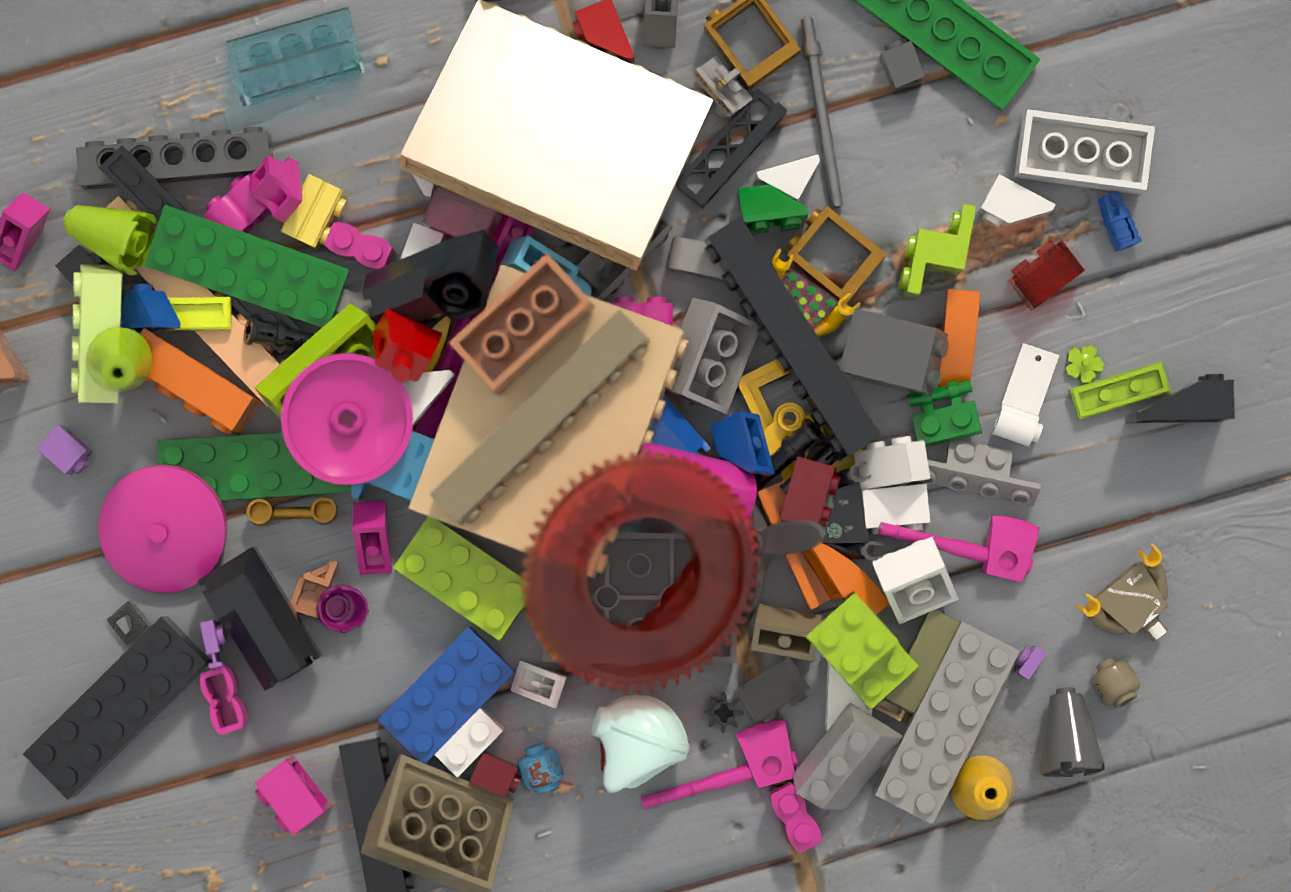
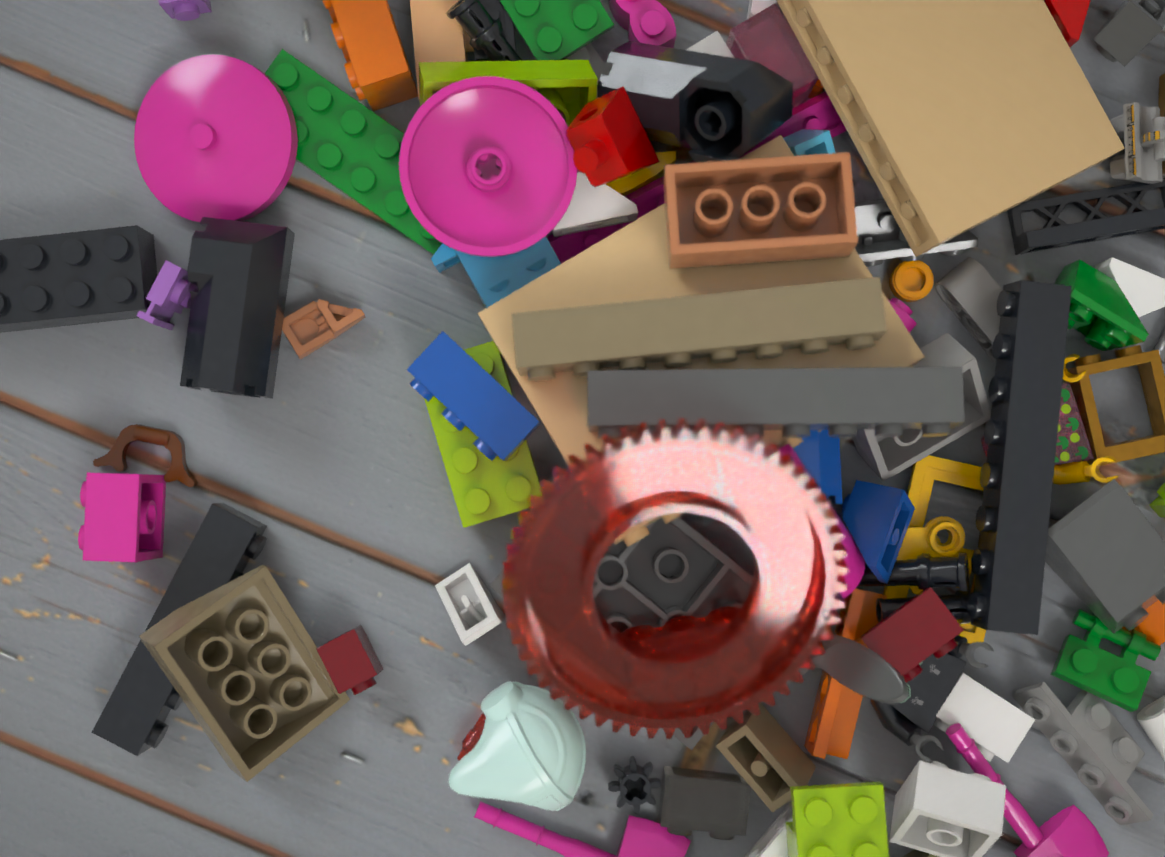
camera: 30 degrees right, 0 degrees up
(129, 622) = (108, 207): clear smoke slope -> none
(226, 708) = (132, 371): dark pink brick -> none
(262, 513) = (329, 207): pearl gold bar -> none
(267, 737) = (172, 441): none -> reddish brown helmet
(342, 608) = (330, 365): magenta hair -> none
(372, 537) = (419, 316): dark pink slope -> none
(444, 560) = (472, 398): none -> blue brick
(447, 695) = (365, 540): blue brick -> none
(469, 741) = (350, 606): white brick -> none
(540, 768) = (401, 692): dark azure head -> none
(617, 423) = (780, 400): none -> dark grey brick
(651, 276) = (911, 280): none -> light orange tile
(843, 578) = (870, 746): orange slope -> none
(893, 464) = (1018, 673): white brick -> none

